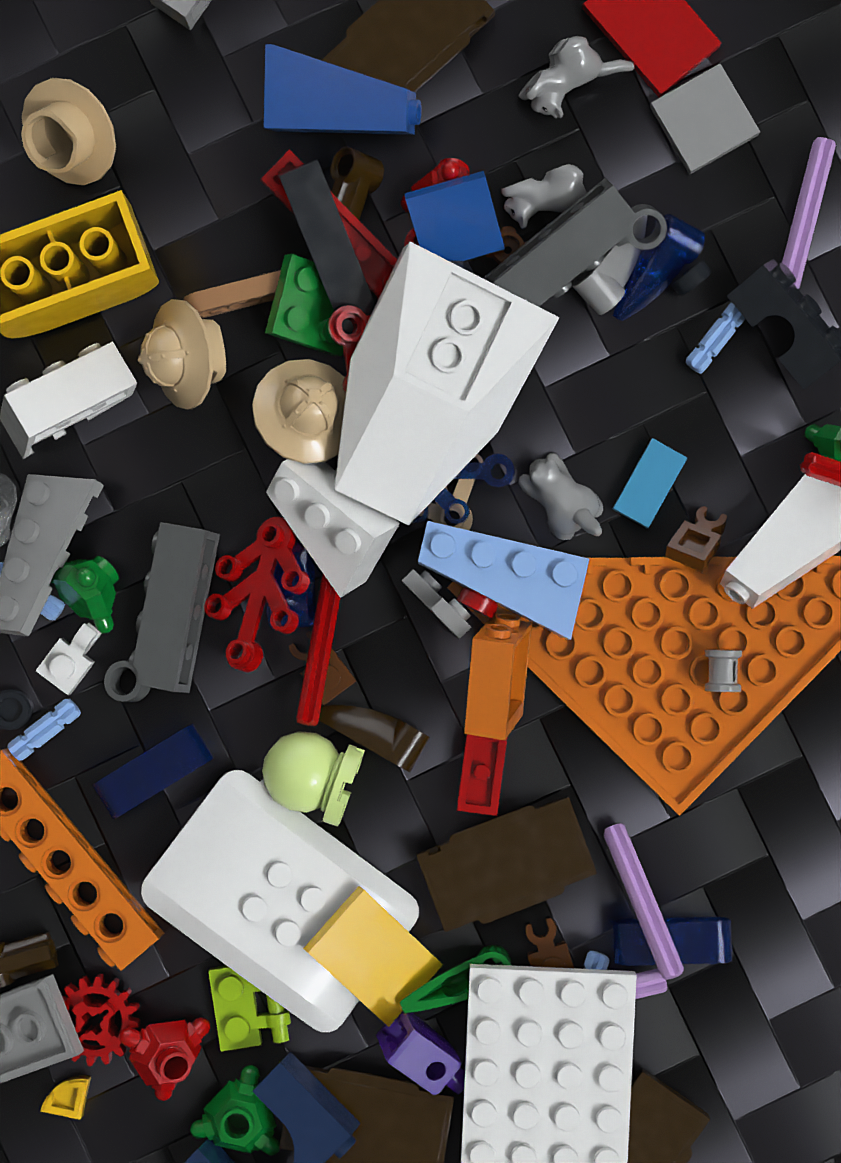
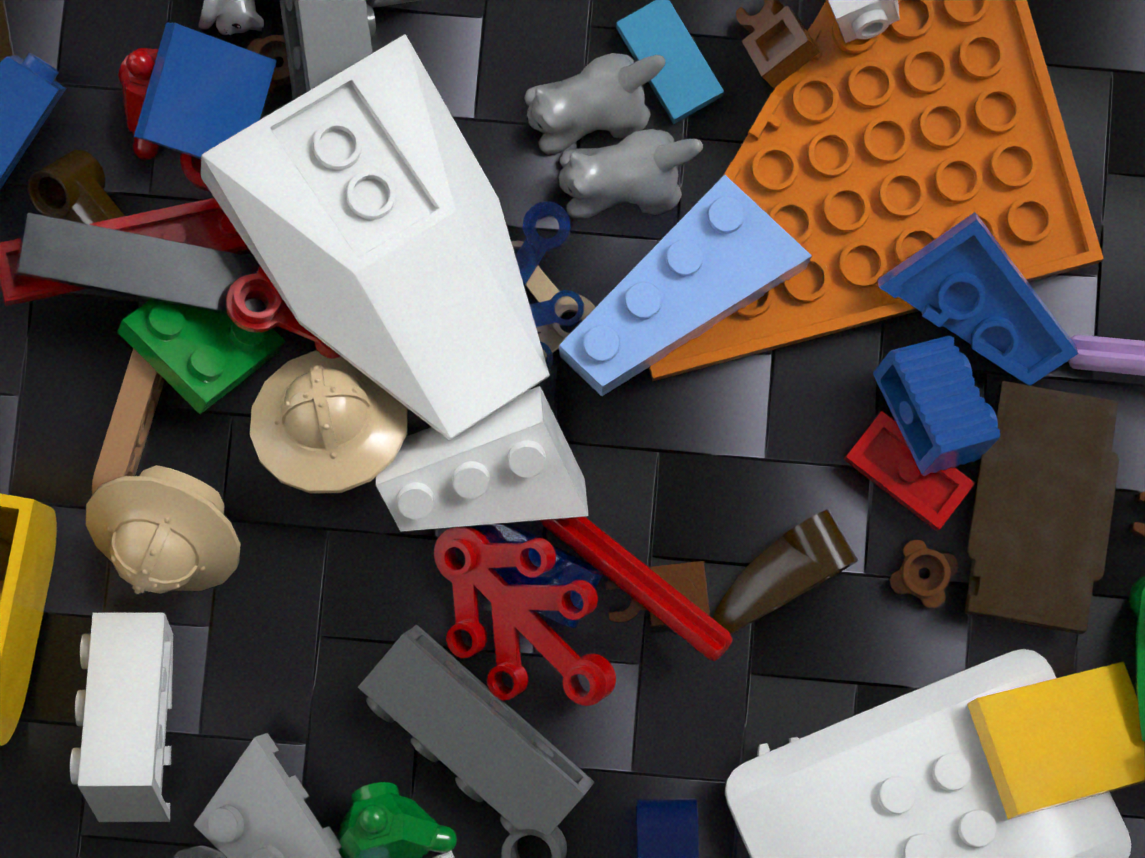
camera: 60 degrees left, 5 degrees down
(310, 774) = (789, 684): yellowish green tile -> none
(420, 826) = (939, 566): none -> reddish brown plate
(451, 614) = (689, 392): light grey plate -> none
(477, 602) = (695, 347): red tile -> none
(498, 677) = (804, 374): orange window -> none
(529, 766) = (937, 404): none -> blue brick
(599, 455) = (599, 98): none -> light grey animal
(610, 757) = (982, 297): none -> blue wing
(723, 670) = (956, 99): light grey bush -> none

